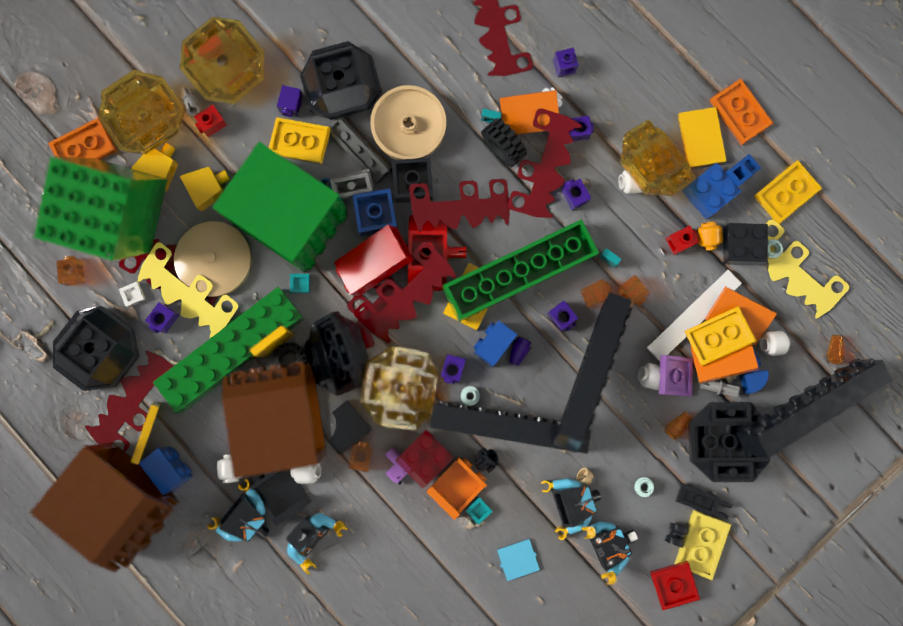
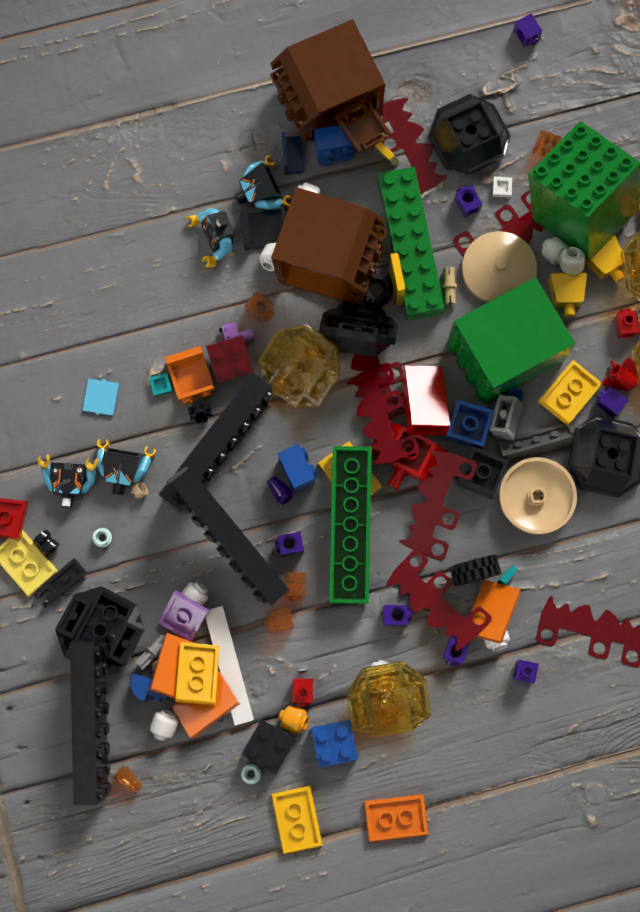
camera: 120 degrees right, 5 degrees down
(139, 445) = (365, 129): none -> reddish brown container
(171, 215) = (552, 249): none -> white head
(175, 193) = (572, 261): none -> white head
(192, 300) = (470, 233): light yellow piece -> none
(195, 506) = (292, 154): none -> dark blue panel
(253, 294) = (449, 286): none -> tan pin
(261, 101) = (622, 376): none -> red brick
(299, 283) = (439, 331): teal tile -> none
(349, 427) = (291, 311): black tile -> none
(452, 360) = (296, 431): dark purple brick -> none
(476, 395) = (263, 433): light aqua plate -> none
(609, 257) = (320, 615): teal tile -> none
(677, 427) = (138, 595): clear orange cone -> none
(702, 137) = (390, 765): yellow tile -> none
(743, 170) = (338, 783): blue brick -> none
(799, 281) = (207, 784): light yellow piece -> none

